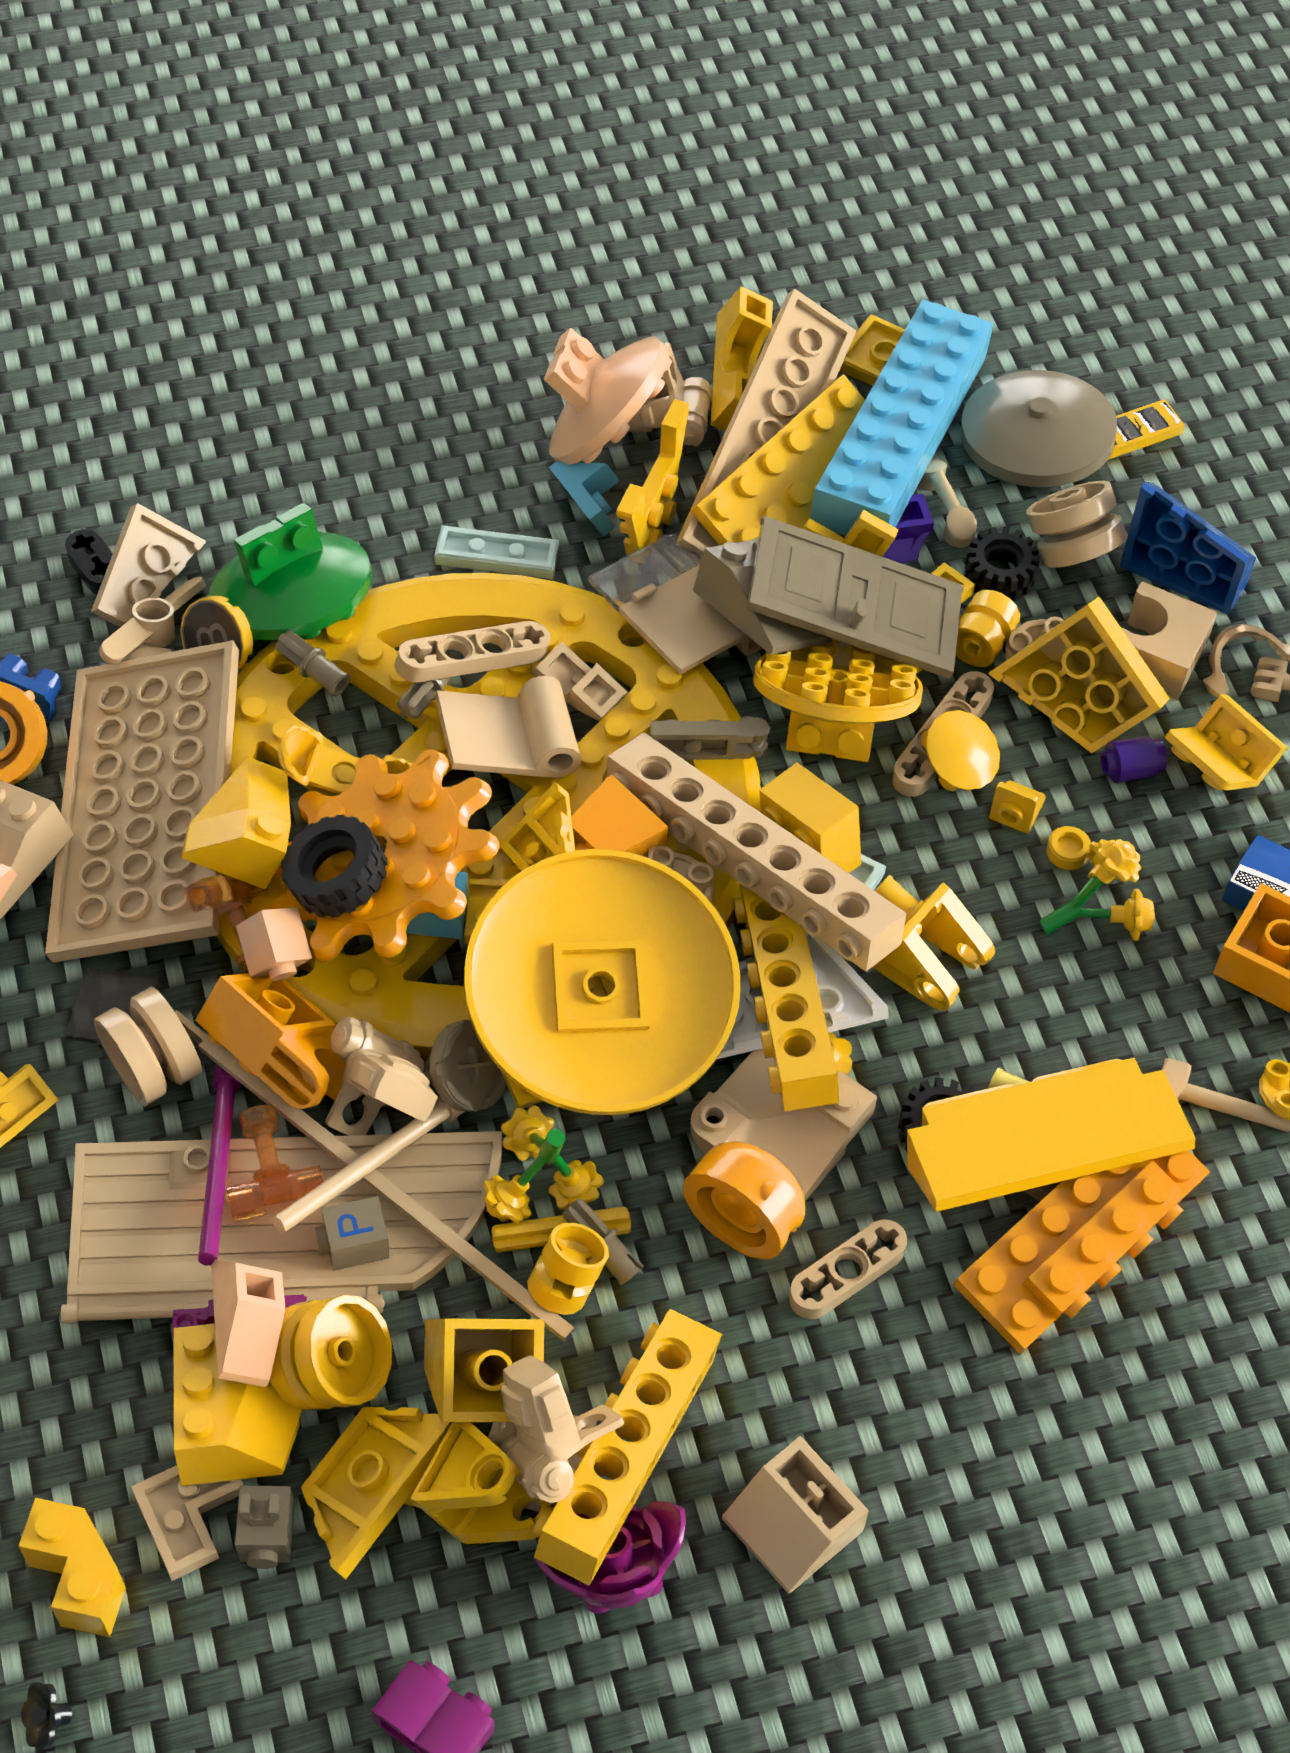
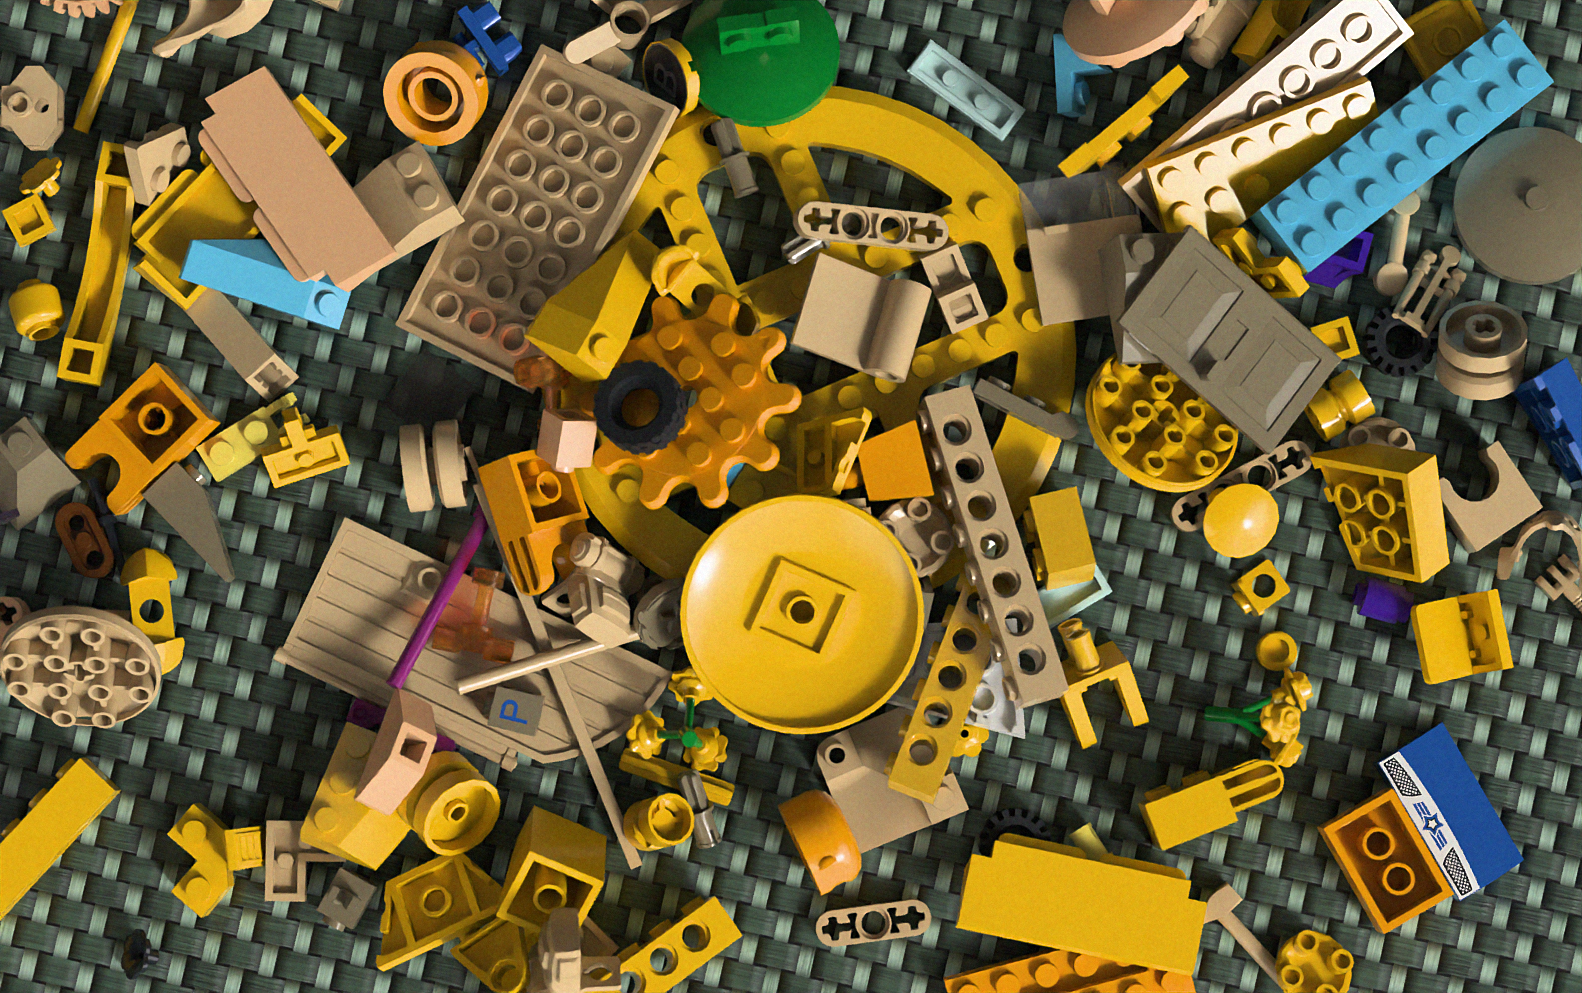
camera: 25 degrees right, 30 degrees up
(119, 1524) = (245, 847): none -> yellow slope
(997, 498) = (1449, 257): none -> tan piece
(1096, 984) = (1207, 801): none -> yellow brick

